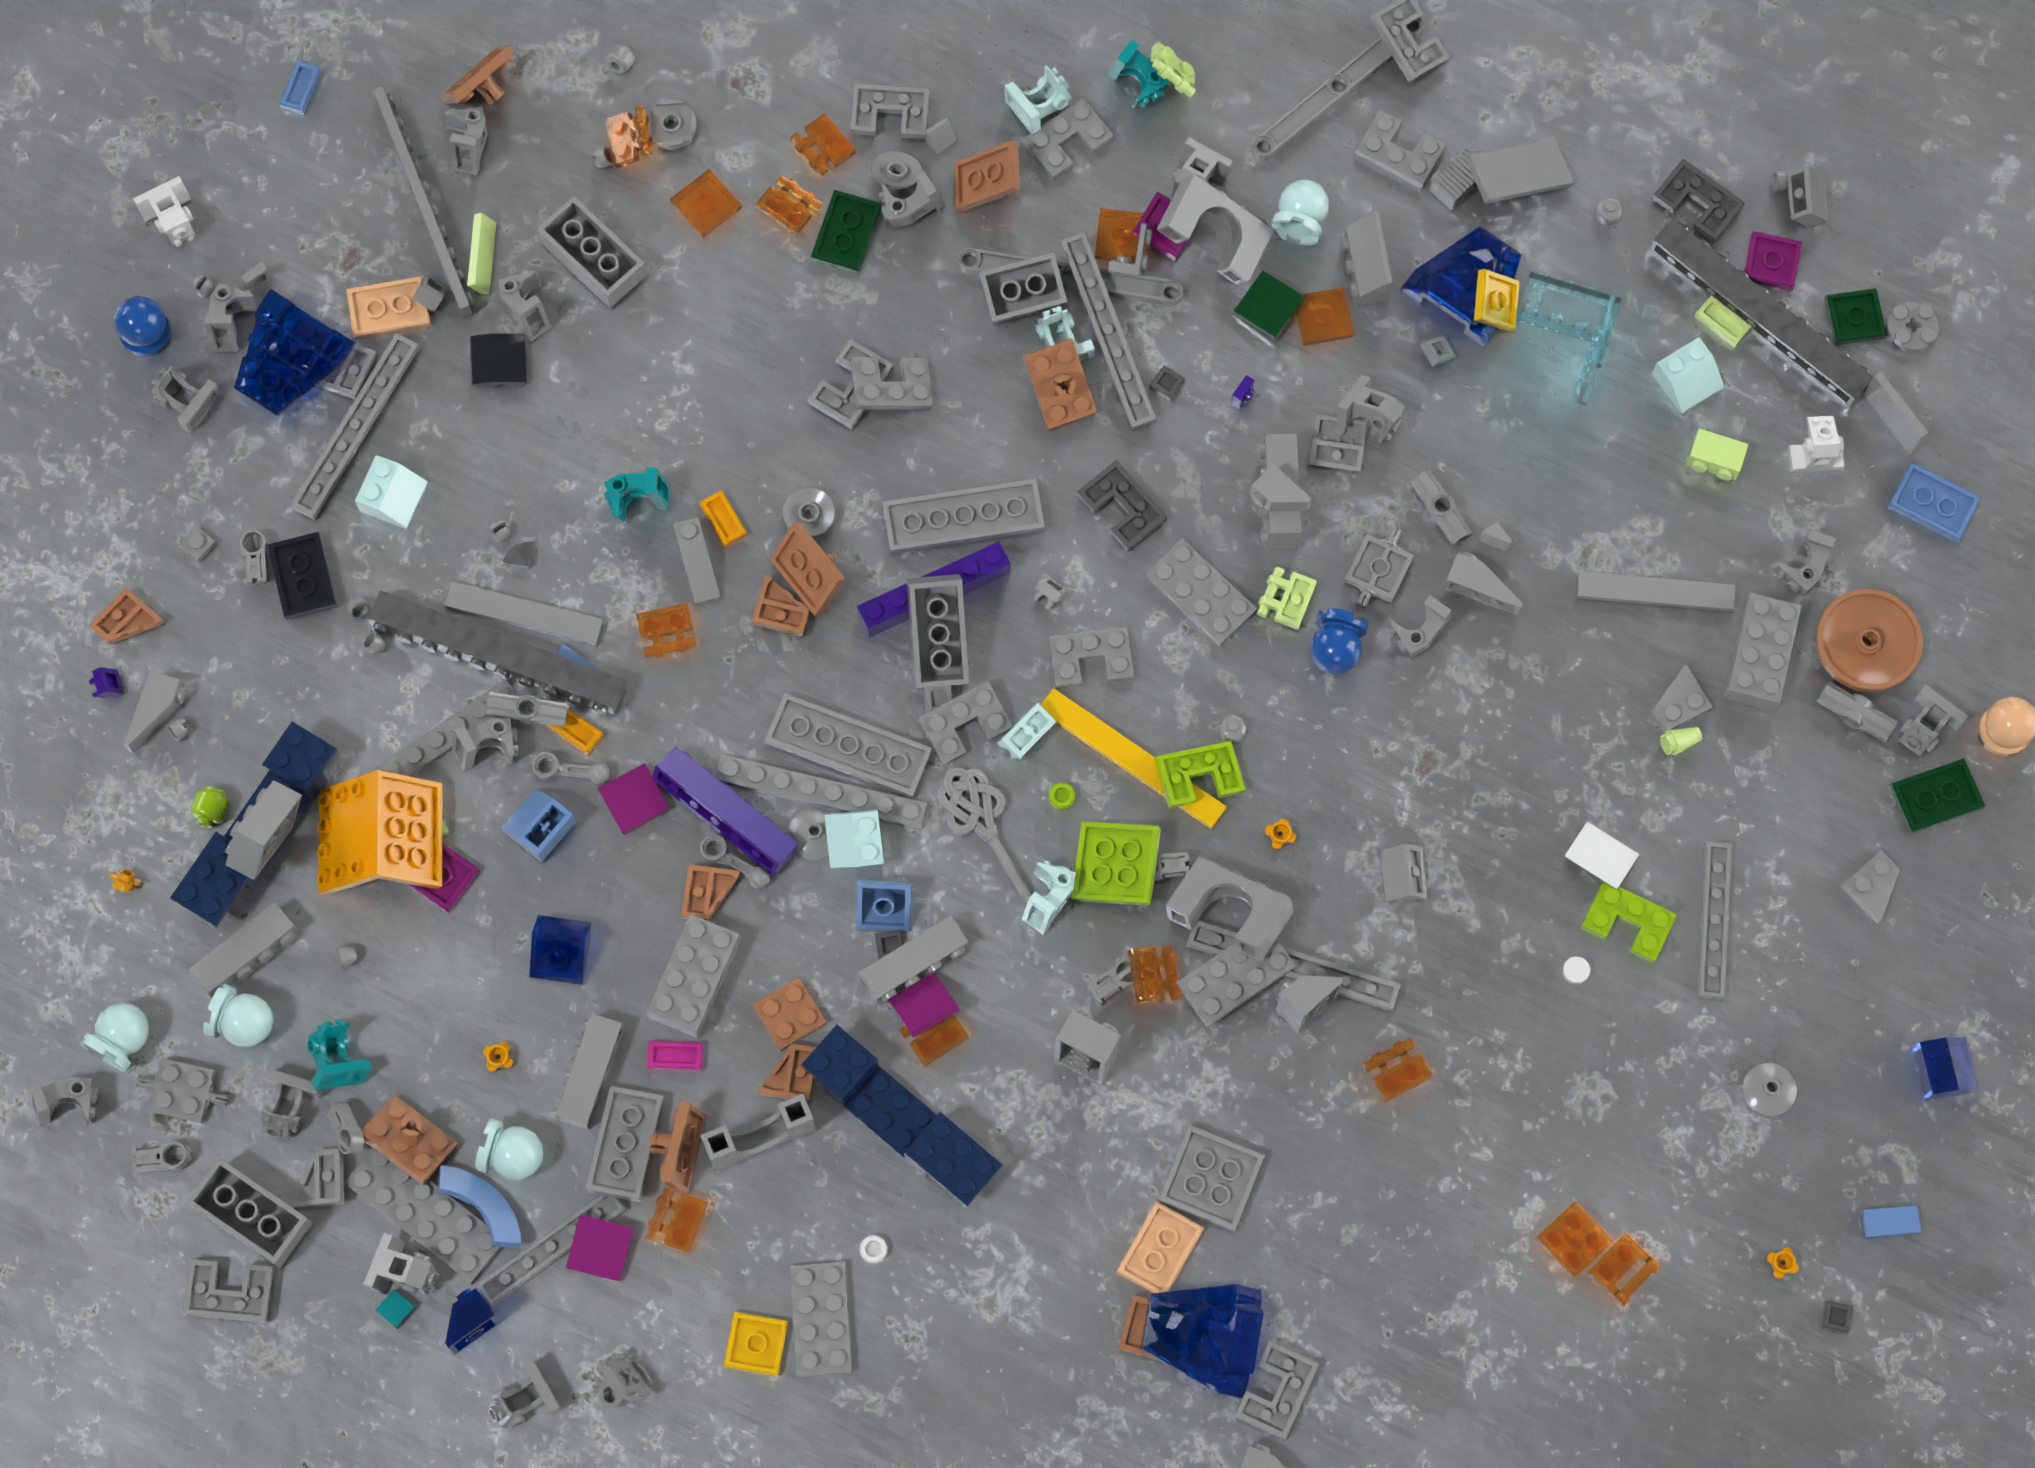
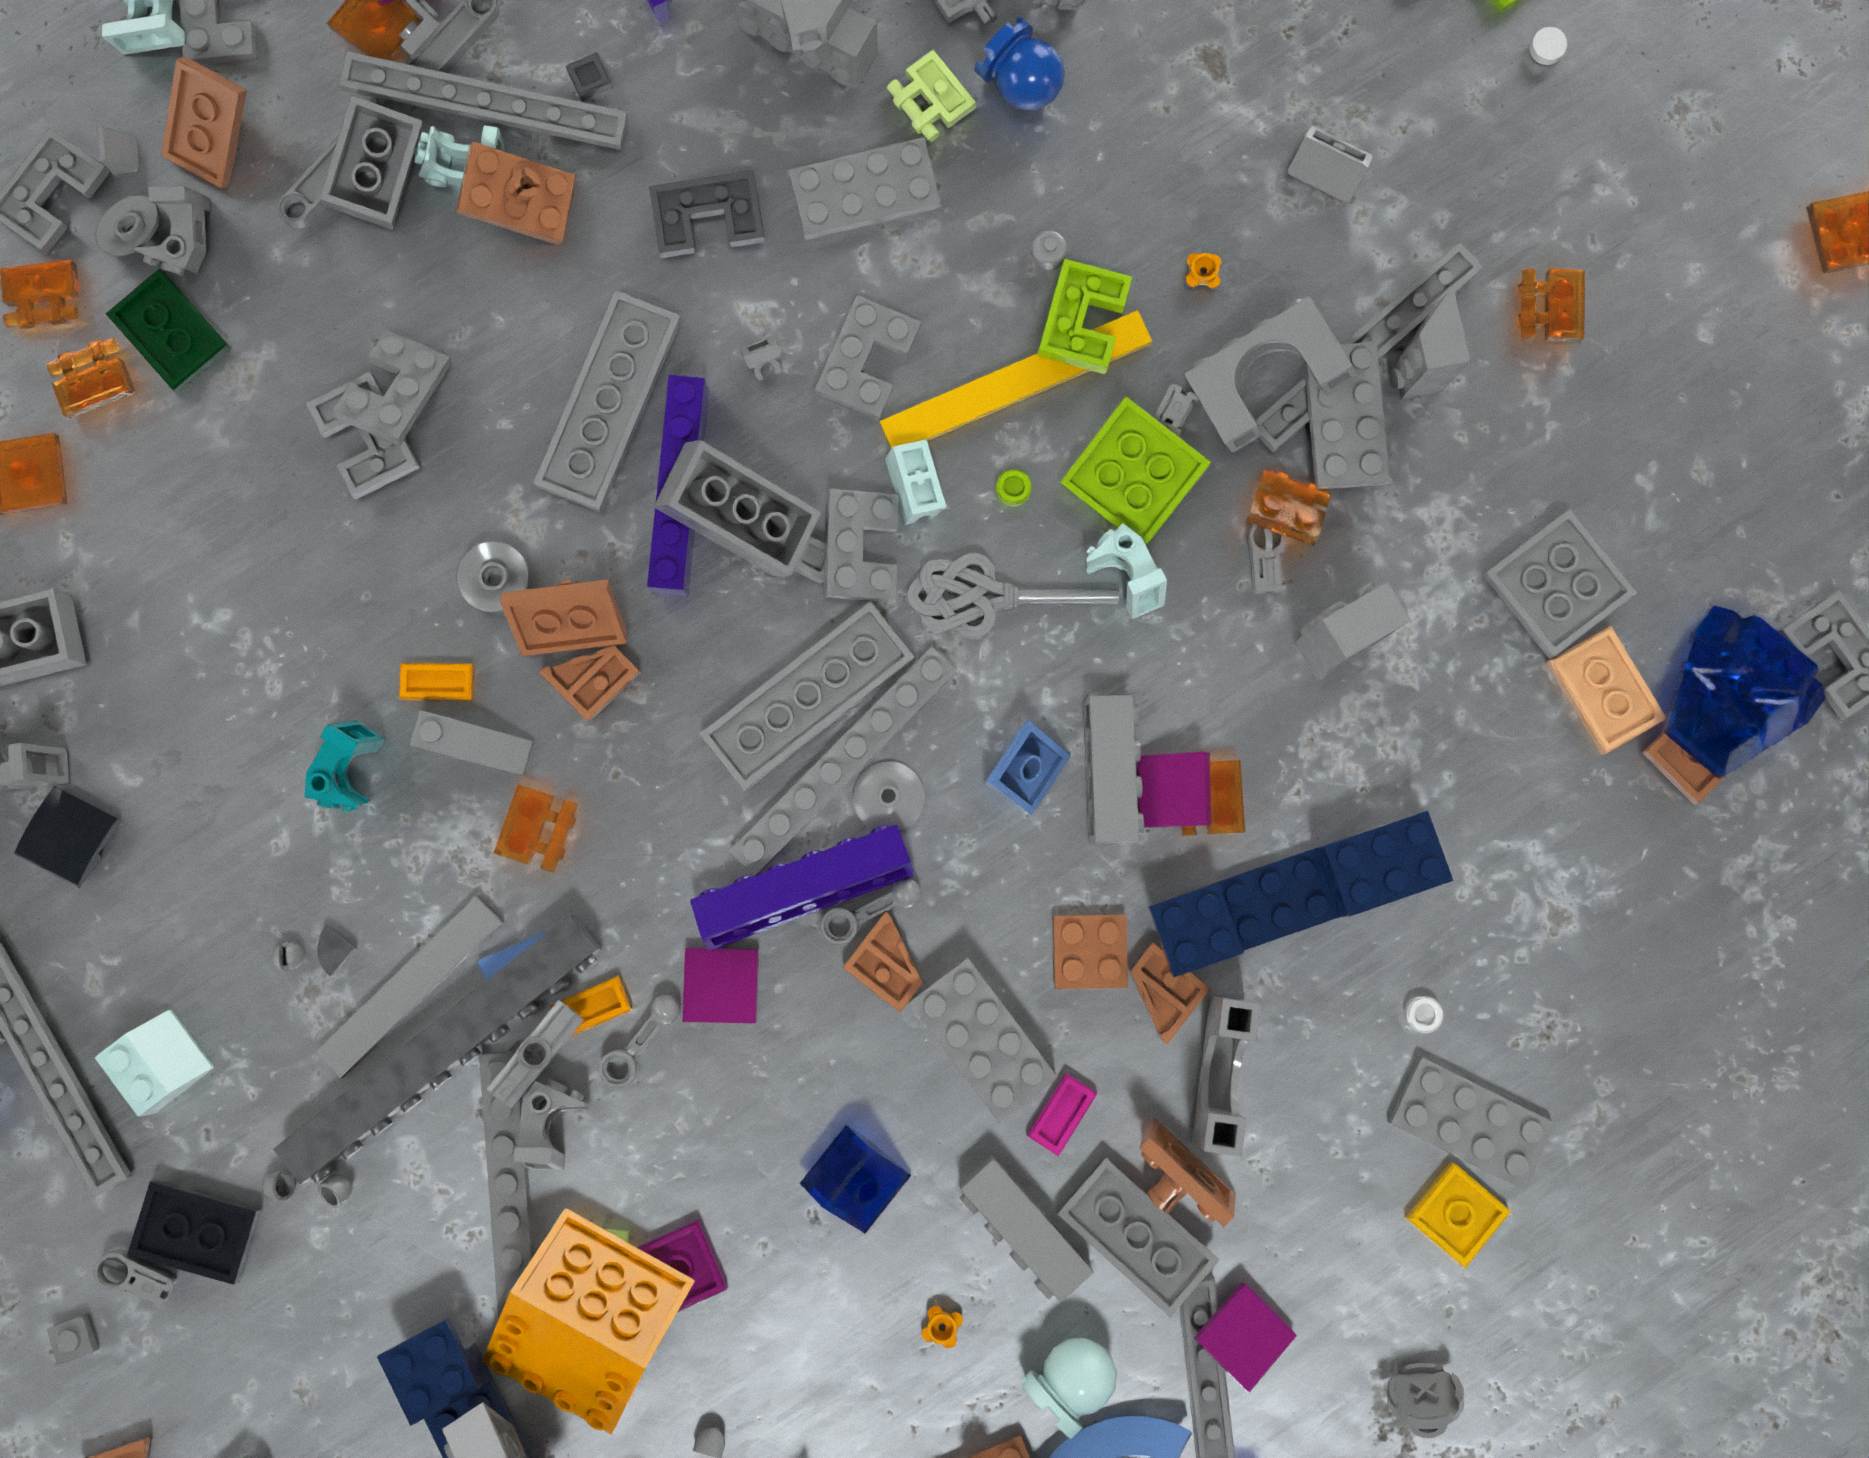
camera: 60 degrees left, 10 degrees up
(539, 824) = (686, 1119): medium blue slope -> none
(684, 1222) = (1273, 1221): clear orange plate -> none
(854, 838) = (928, 754): light aqua slope -> none
(888, 942) = (1073, 788): dark grey tile -> none

